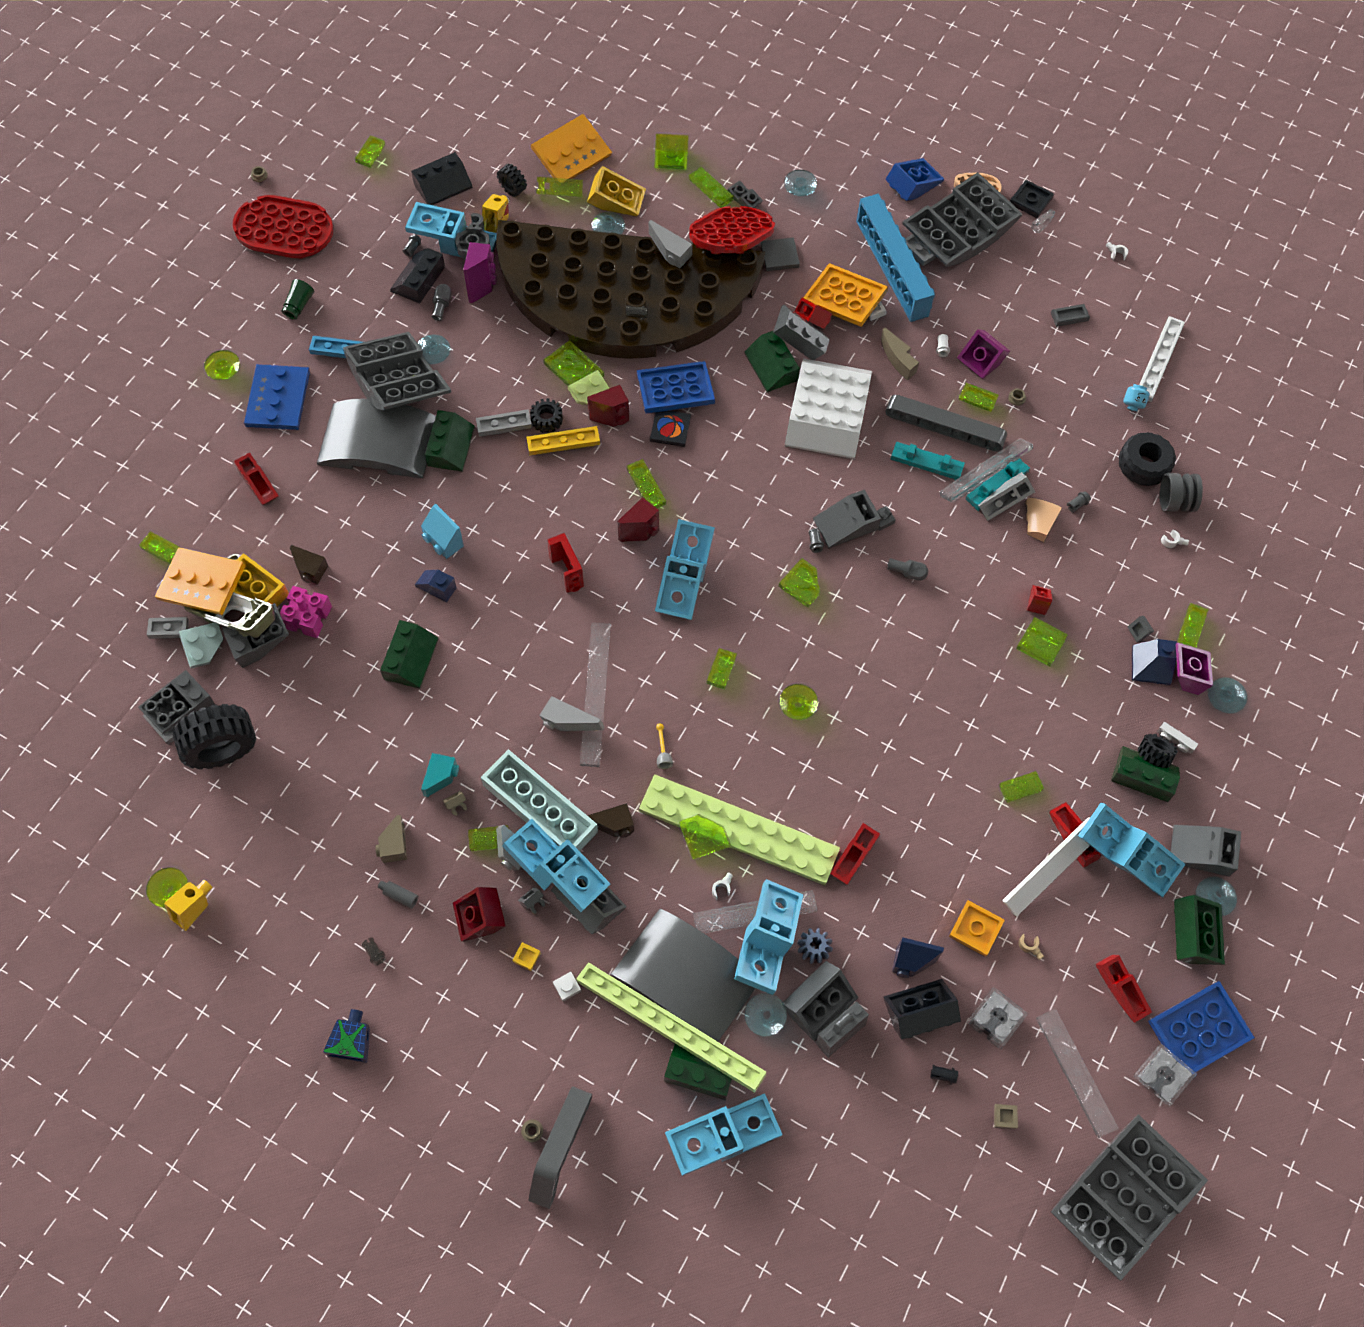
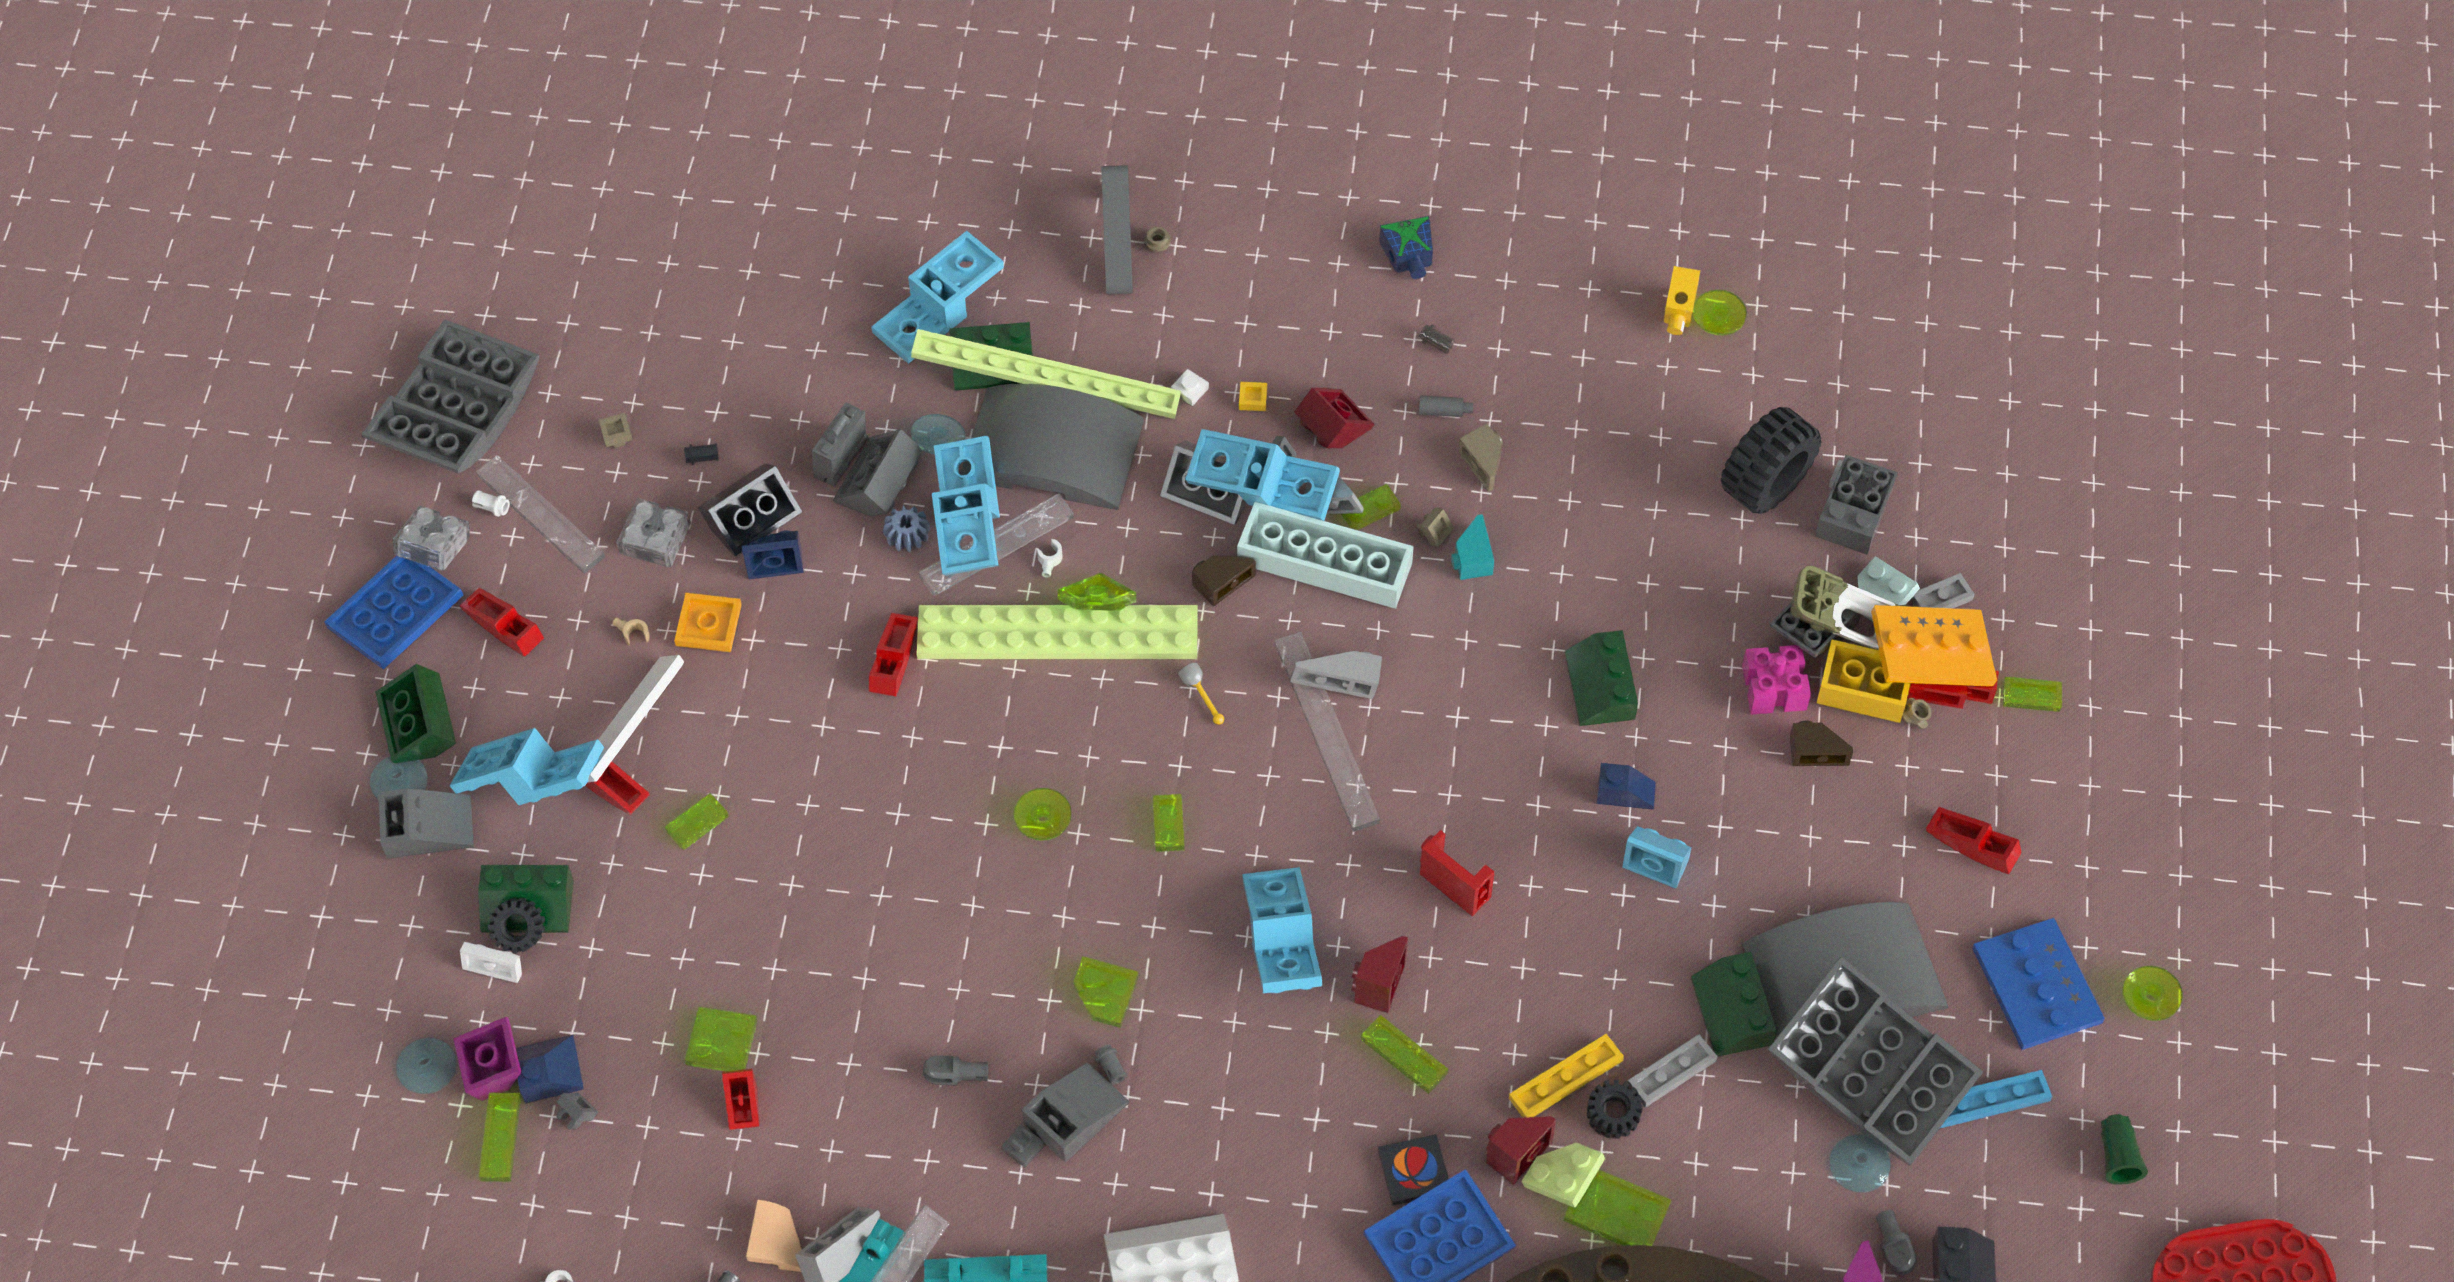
camera: 160 degrees right, 5 degrees down
(1109, 1091) = (497, 505): none -> white pin

